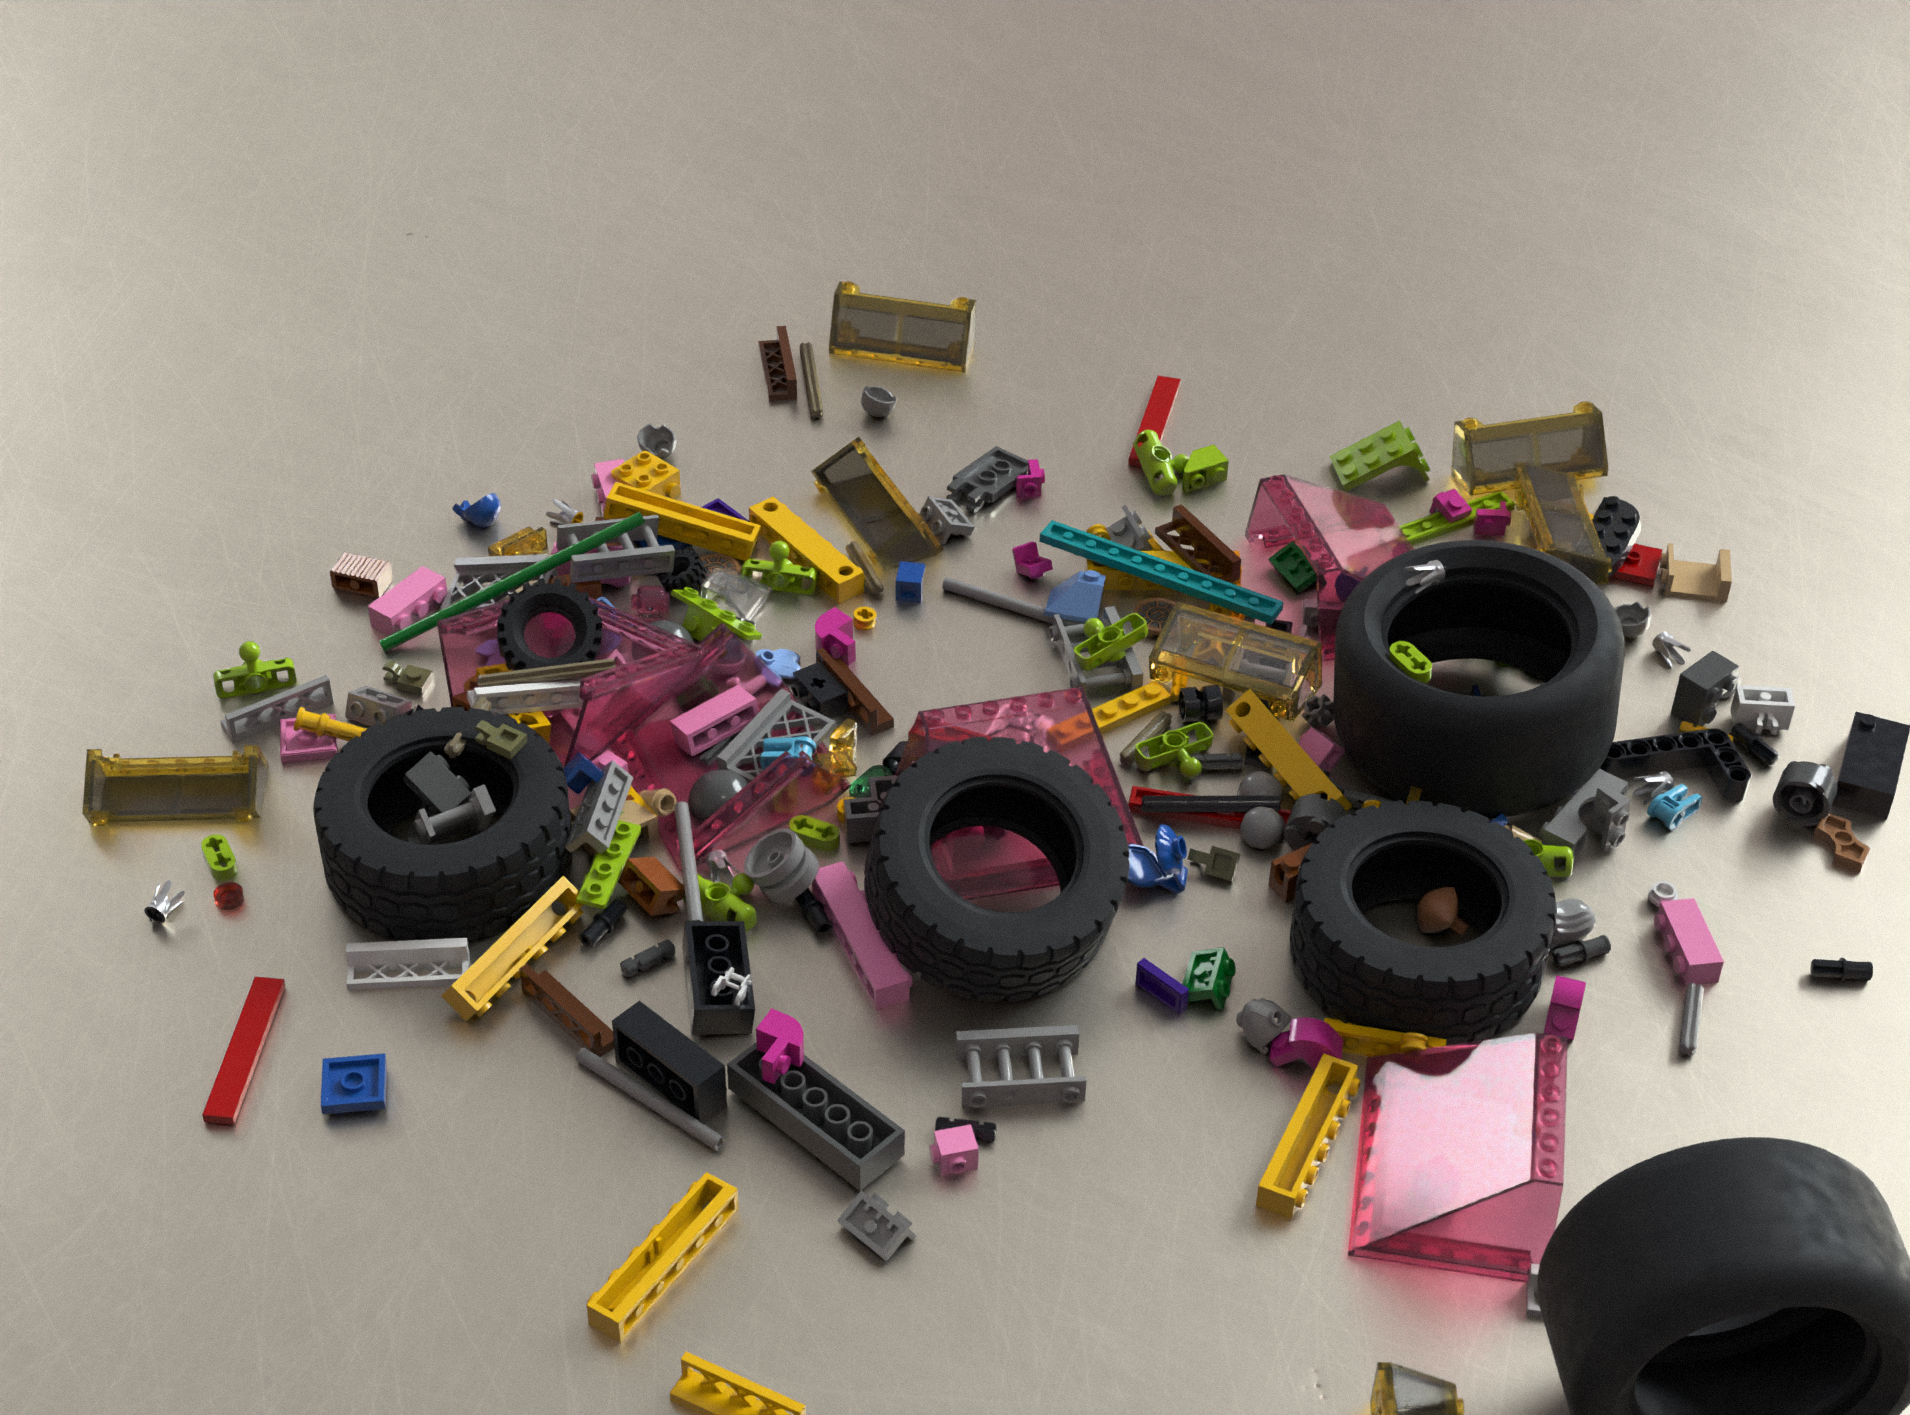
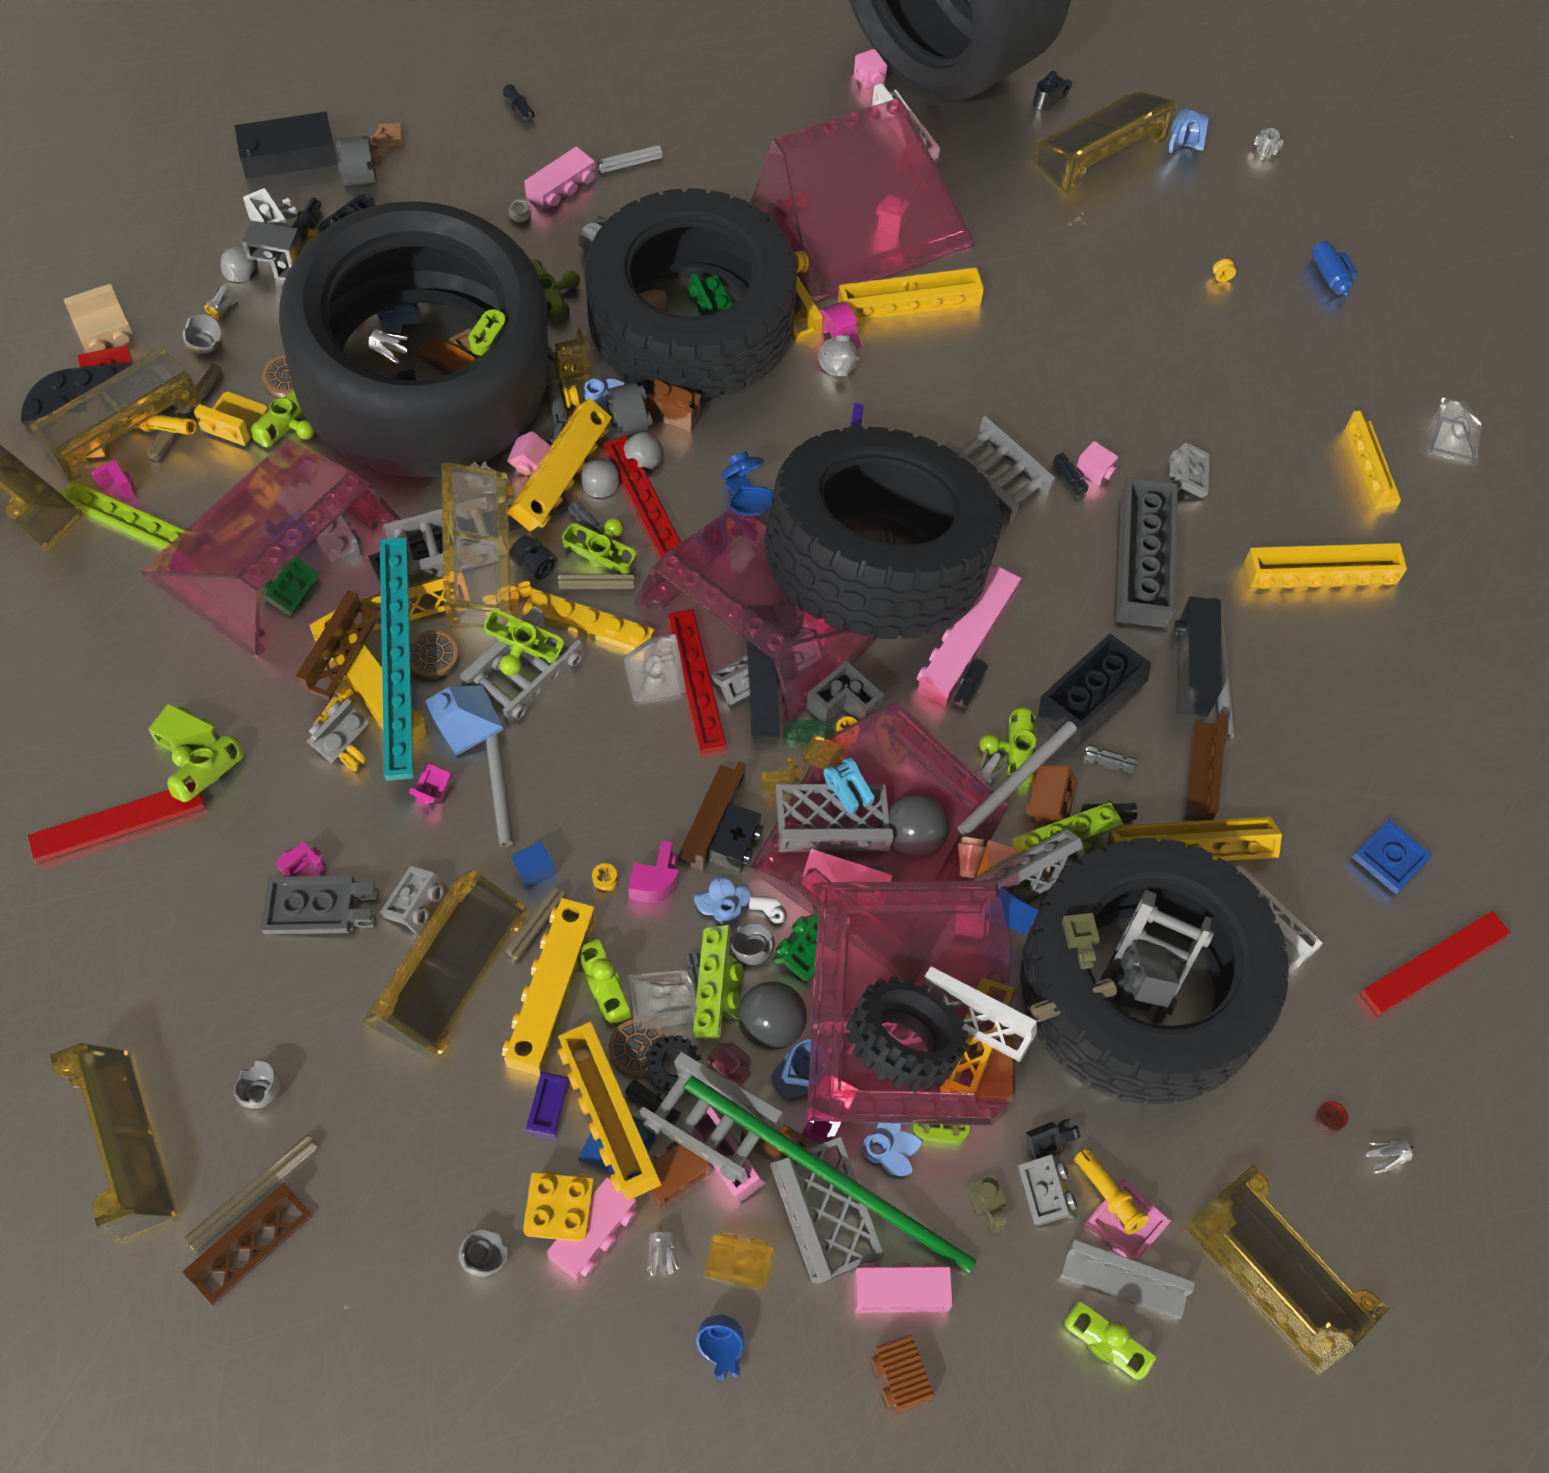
camera: 130 degrees left, 20 degrees up
(214, 858) = (1314, 1164): lime beam -> none
(546, 674) = (955, 998): dark tan axle -> none
(724, 981) = (1112, 658): white piece -> none
(781, 865) = (965, 711): light grey wheel -> none
(783, 1043) = (1137, 576): dark pink brick -> none
(1208, 803) = (648, 491): black axle -> none
(1209, 976) = (822, 412): green bracket -> none
(1218, 863) = (704, 460): olive plate -> none
(1378, 454) = (79, 596): lime bracket -> none
(1450, 505) = (116, 515): dark pink bracket -> none

